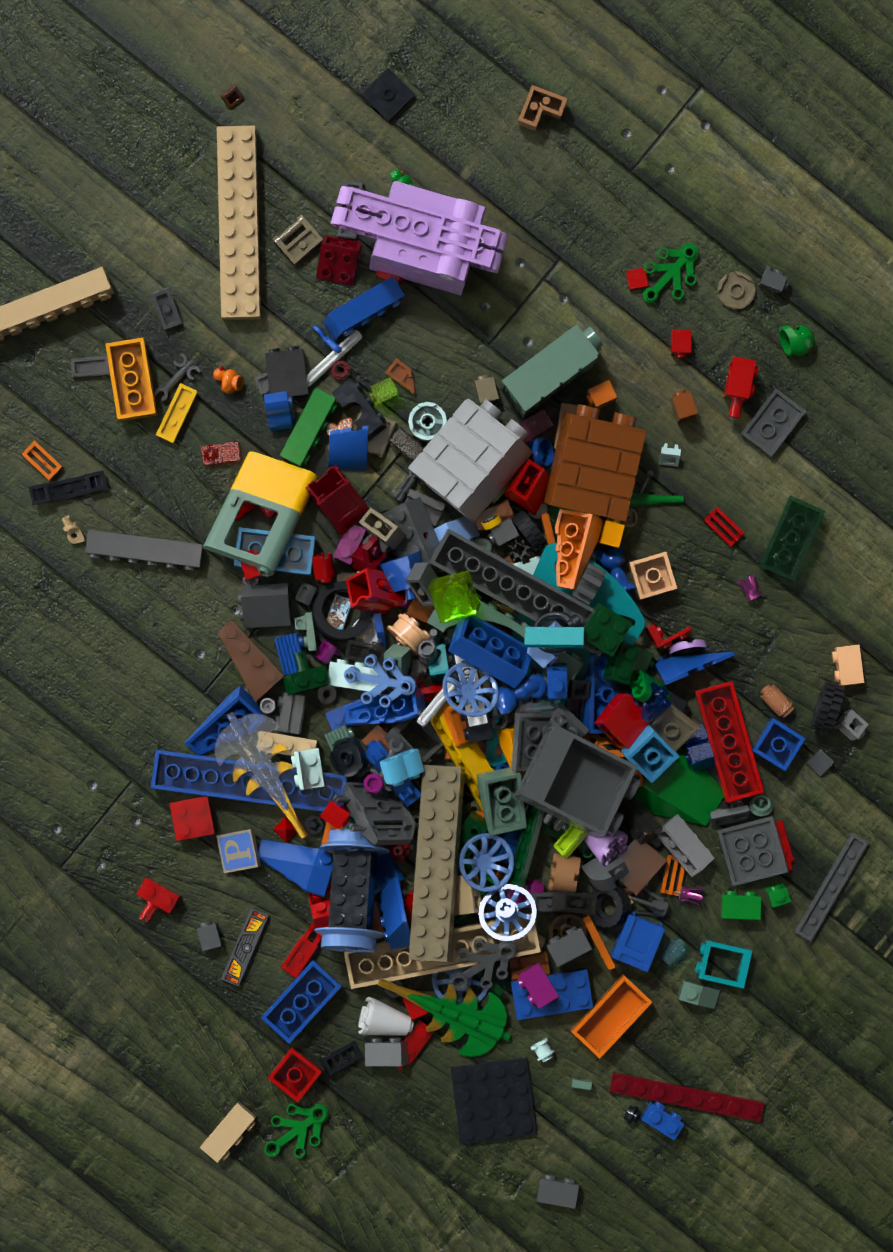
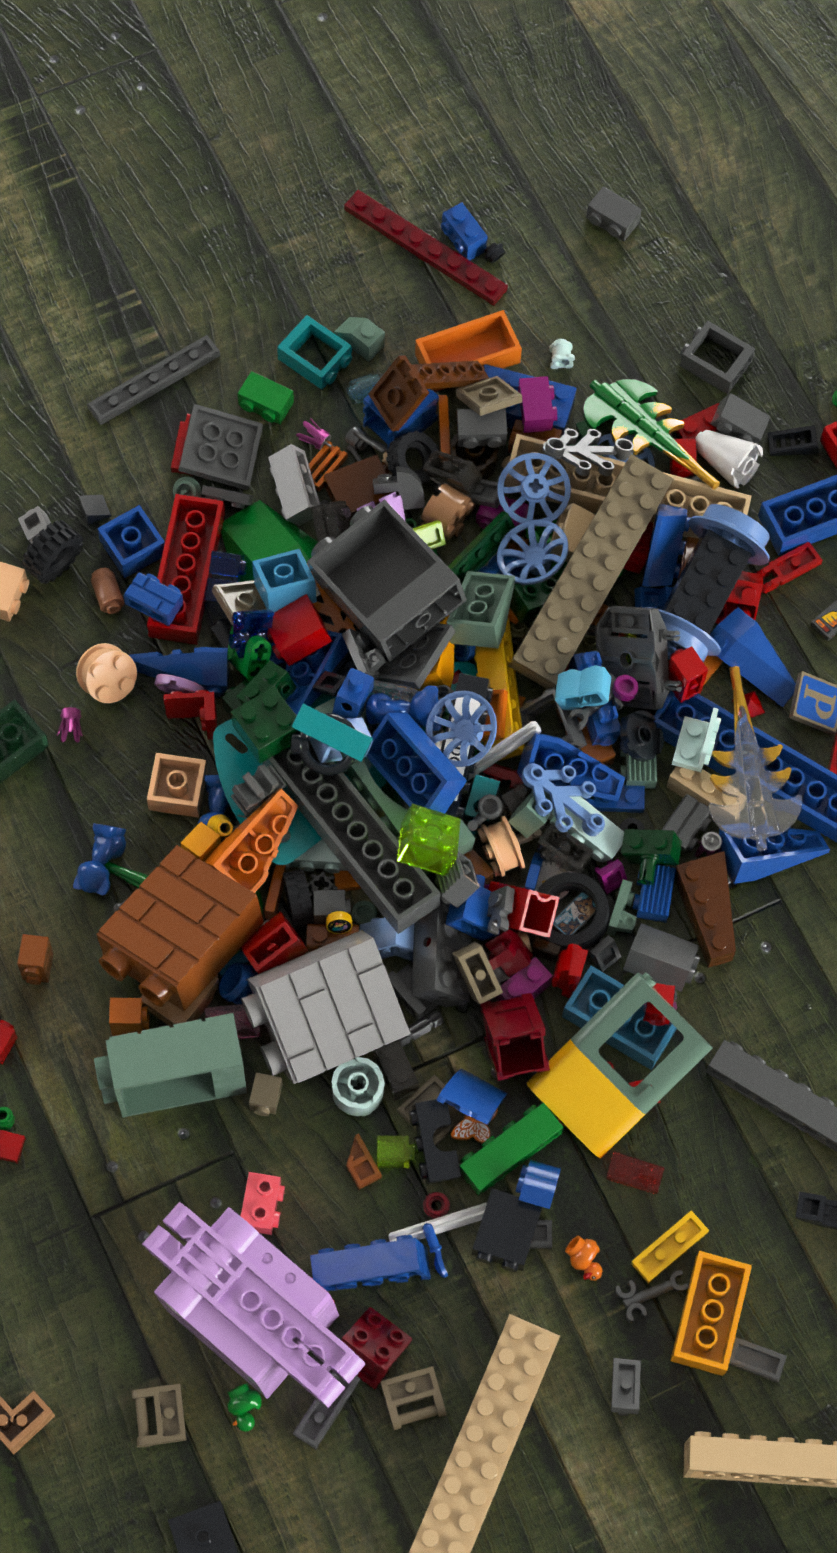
camera: 160 degrees left, 20 degrees down
(313, 824) = (714, 693): black tile -> none
(386, 579) = (499, 907): none -> dark grey plate
(447, 158) = (168, 1415): none -> dark tan plate
(447, 1114) = (709, 373): none -> dark grey window
(454, 316) = (261, 1202): none -> coral brick
(493, 1100) = (640, 331): black plate -> none
(574, 973) = (488, 395): none -> dark tan tile
(581, 1083) = (534, 303): sand green tile -> none
(605, 553) = (215, 823): none -> yellow cone
(636, 940) = (406, 385): none -> reddish brown bracket
(669, 456) = (83, 913): light aqua tile -> none
(677, 512) = (108, 845): none -> blue animal
(729, 521) = (56, 789): red tile -> none
(735, 698) = (154, 598): none -> blue brick
(742, 632) = (106, 673): none -> light nougat wheel
(777, 895) = (218, 392): green brick -> none

